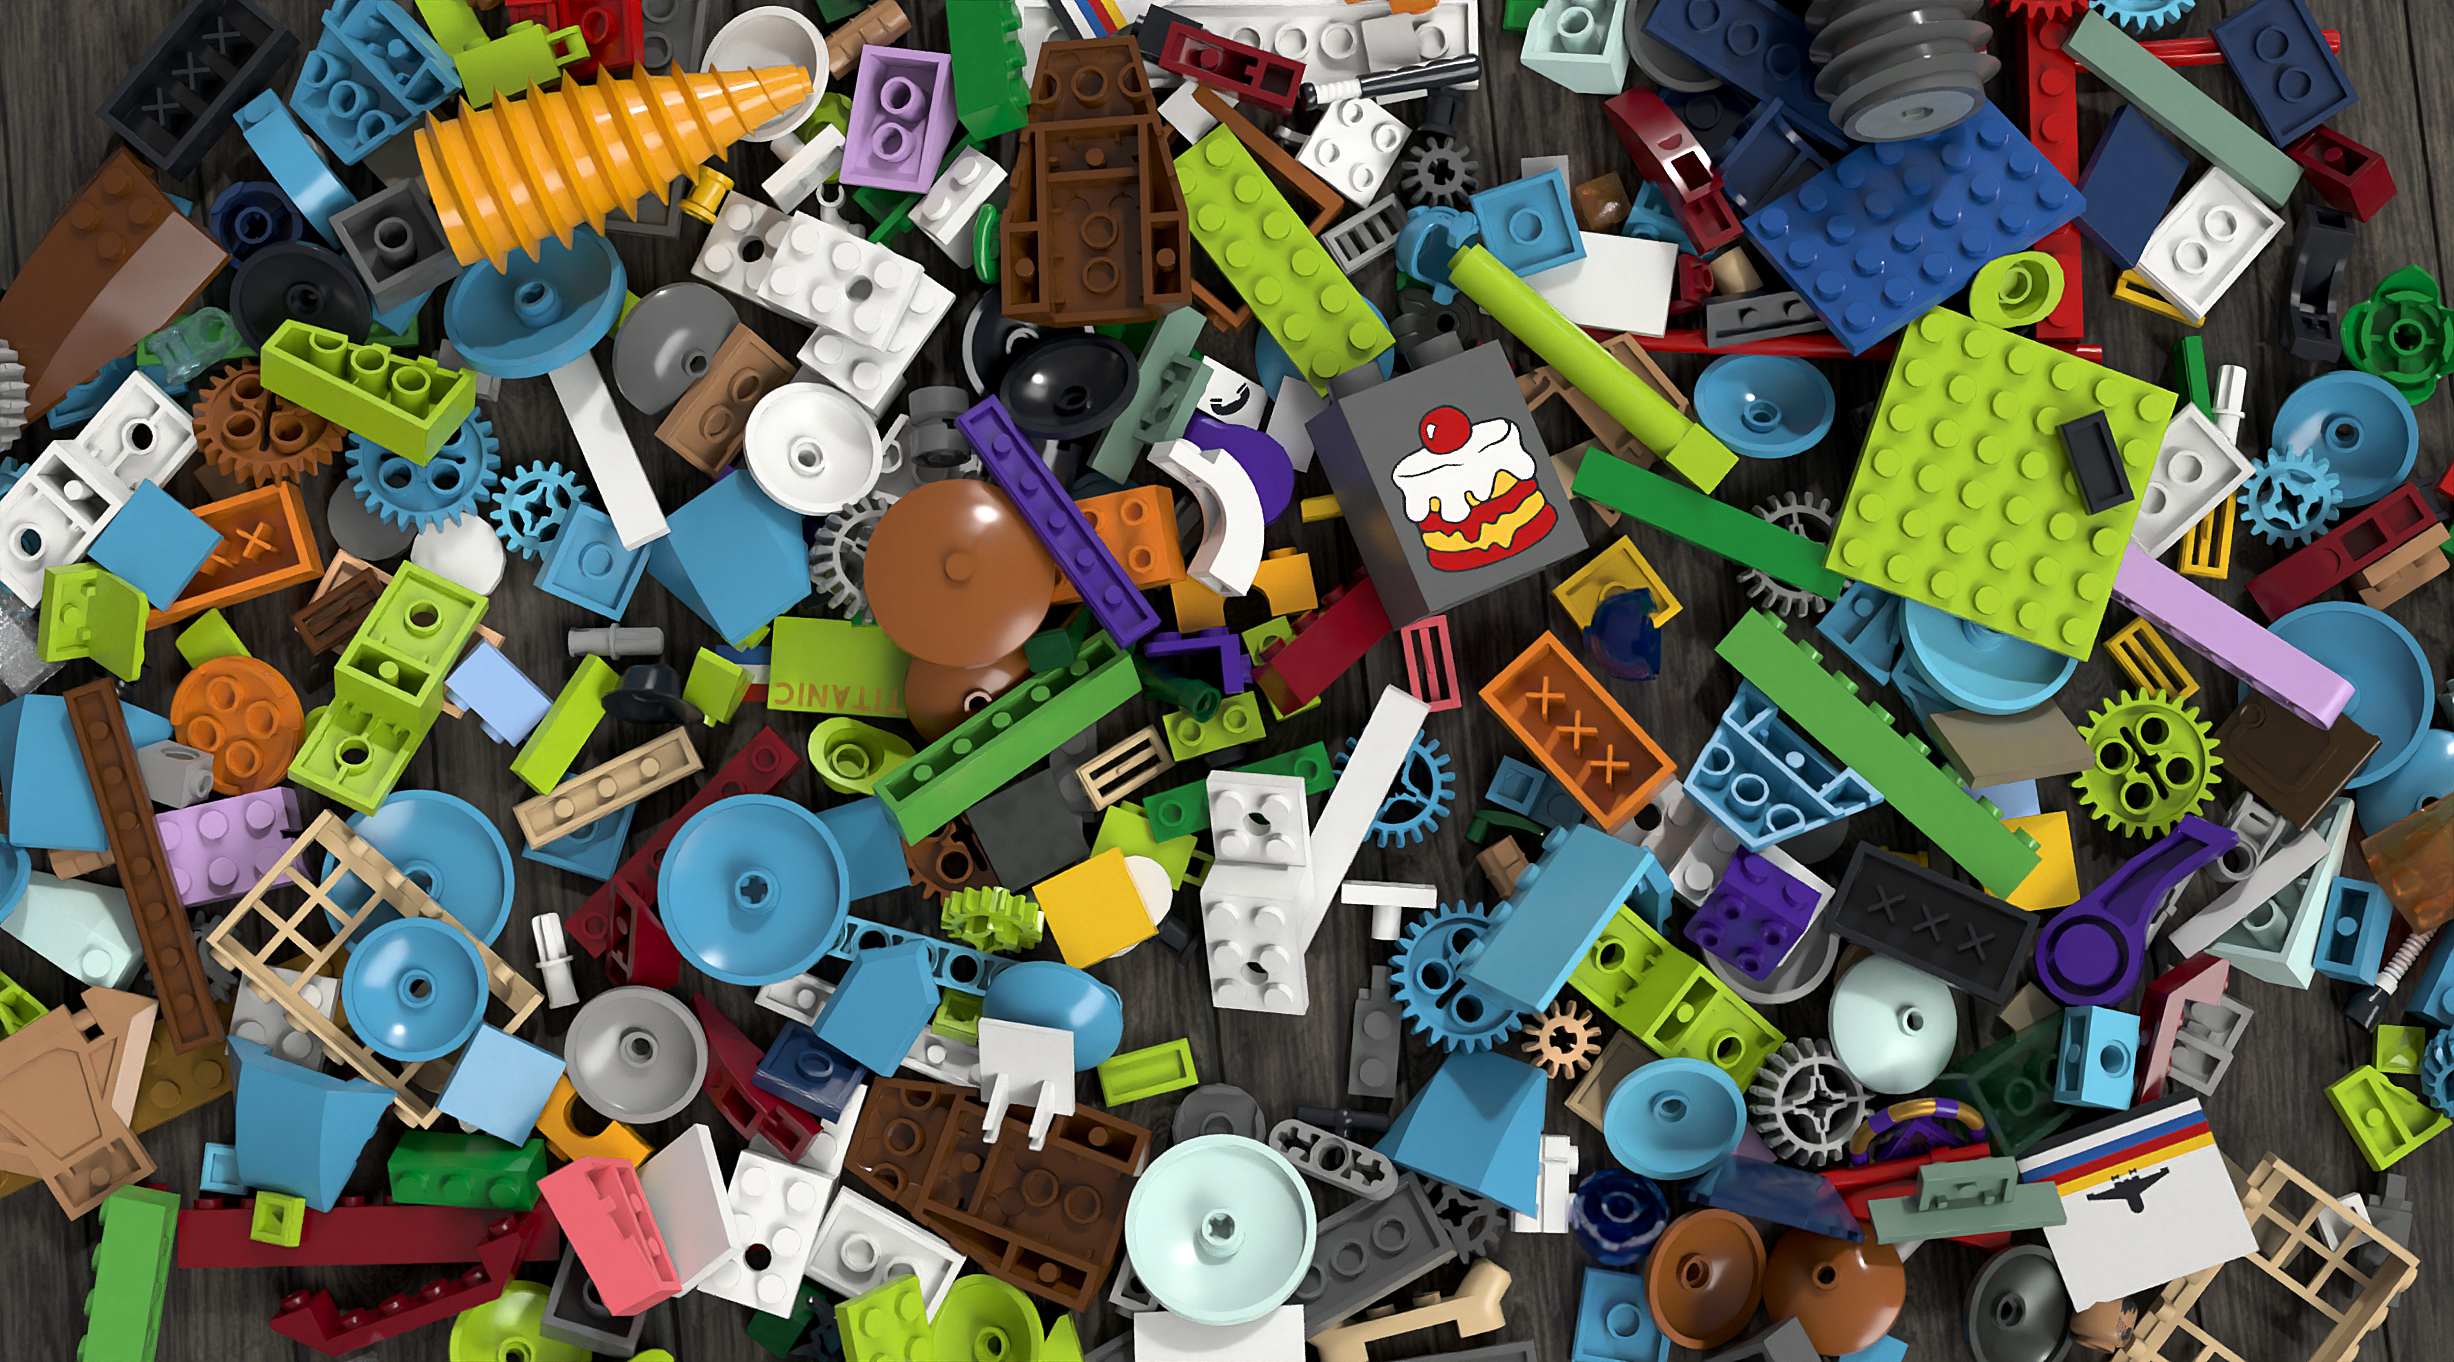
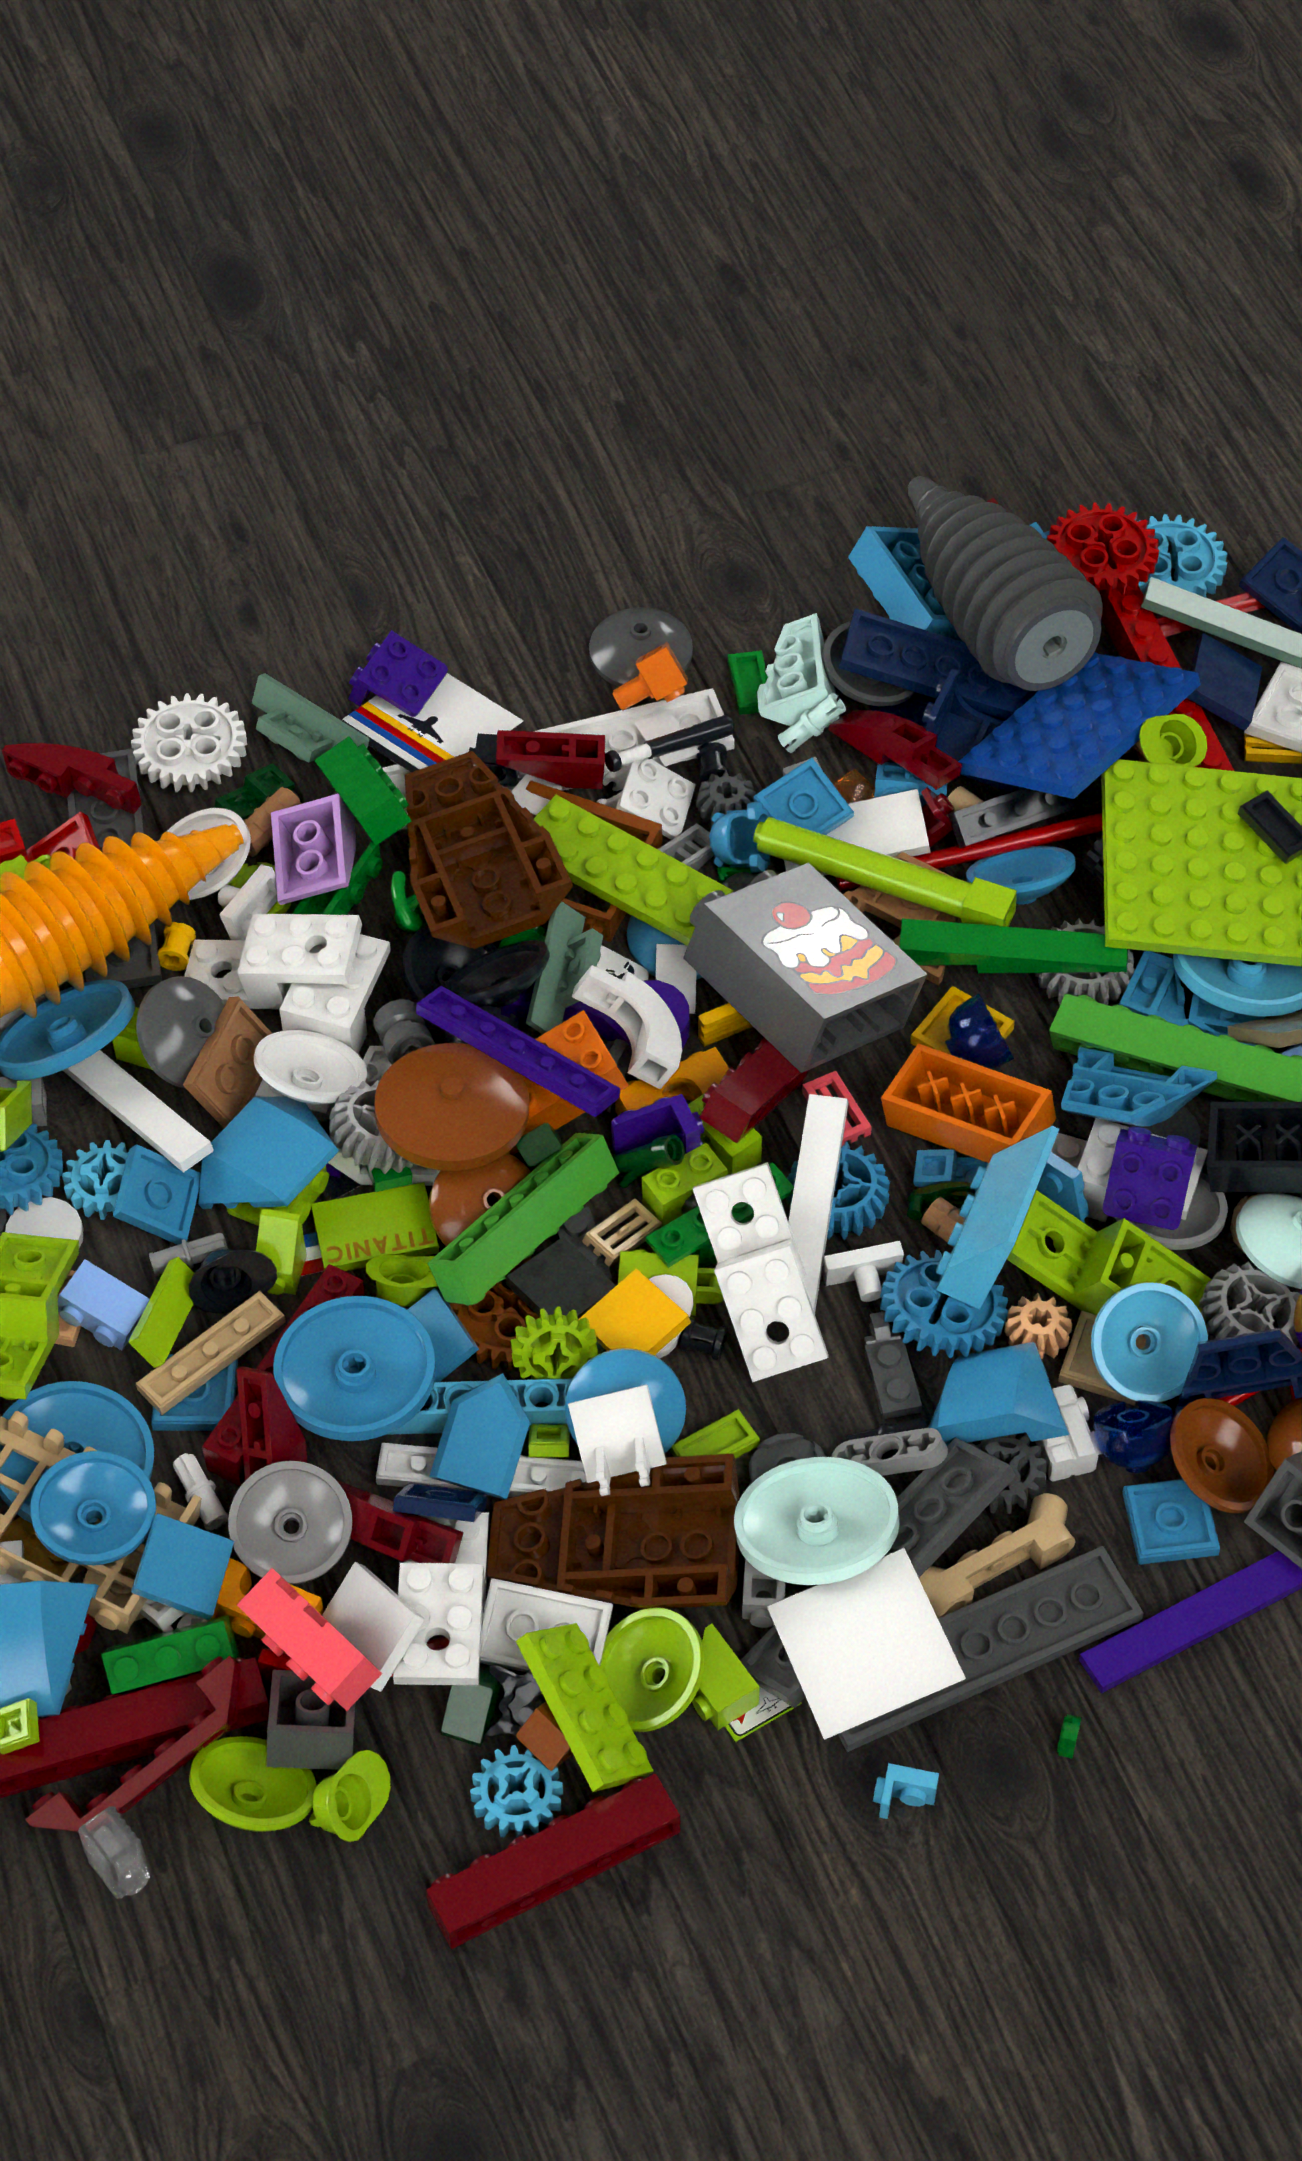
camera: 15 degrees left, 30 degrees down
(955, 200) = (371, 894): white bracket -> none
(1582, 94) = (811, 722): none -> light aqua pin

